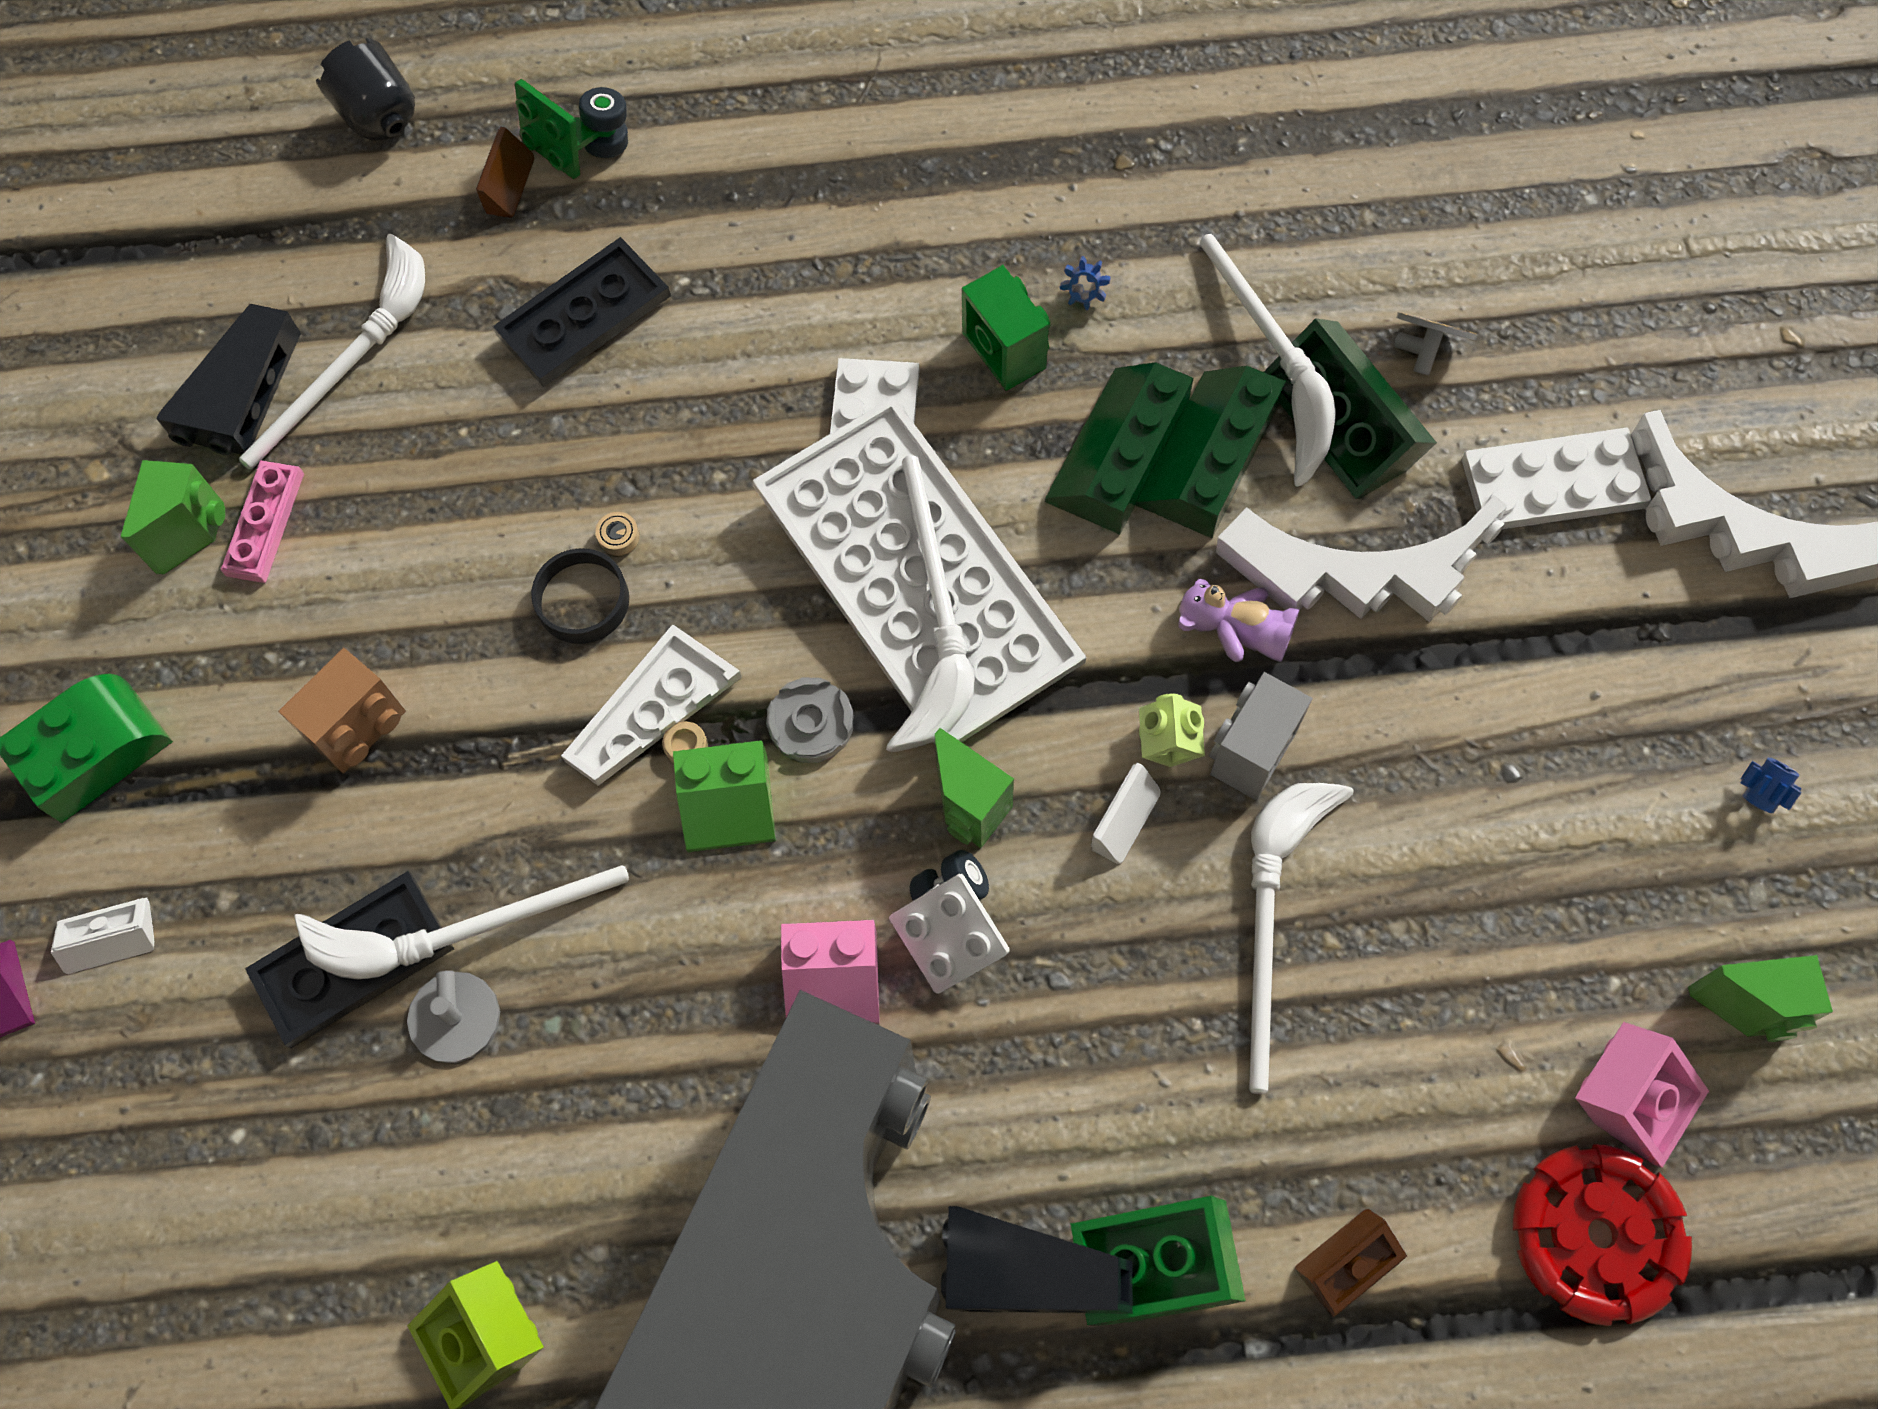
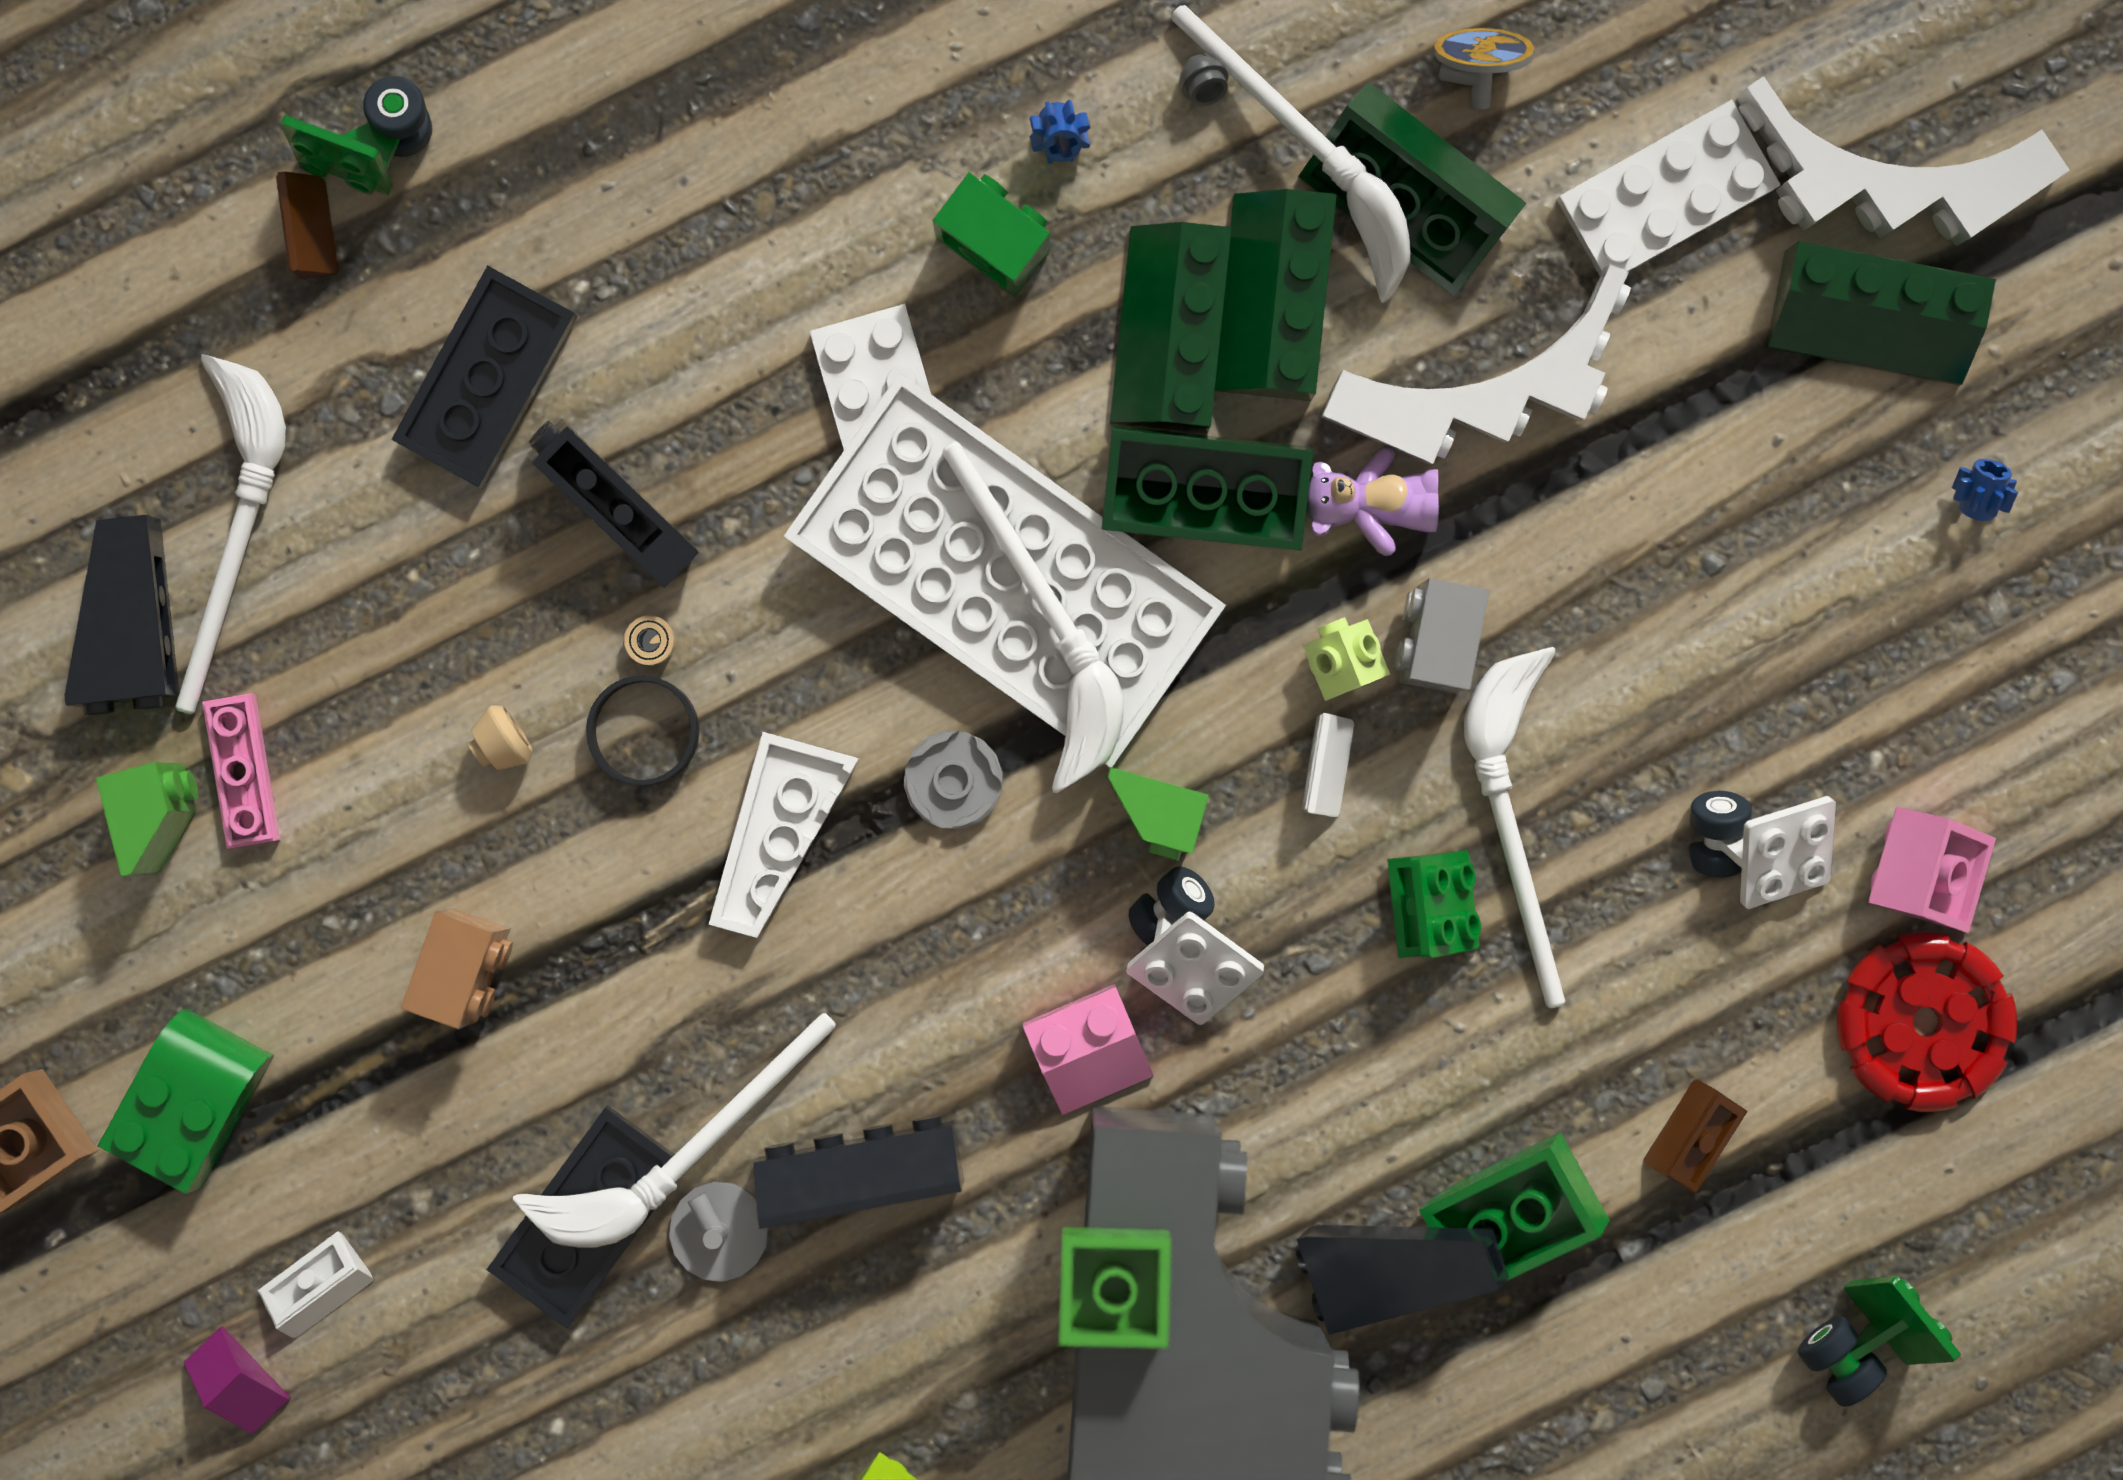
camera: 30 degrees left, 20 degrees up
(367, 90) = (90, 179): black cylinder -> none
(466, 560) = (499, 740): none -> tan cone
(589, 1002) = (857, 1172): none -> black slope
(632, 416) = (610, 501): none -> black slope
(683, 737) = (831, 856): tan tile -> none
(724, 796) = (901, 904): bright green slope -> none
(754, 1129) = (1115, 1287): none -> bright green brick
(1105, 557) = (1207, 488): none -> dark green slope
(1178, 959) = (1434, 904): none -> green bracket
(1209, 285) = (1203, 80): none -> dark grey plate
(1499, 1017) = (1772, 852): none -> white plate
(1713, 618) = (1879, 312): none -> dark green slope
(1766, 996) = (2036, 730): bright green slope -> none

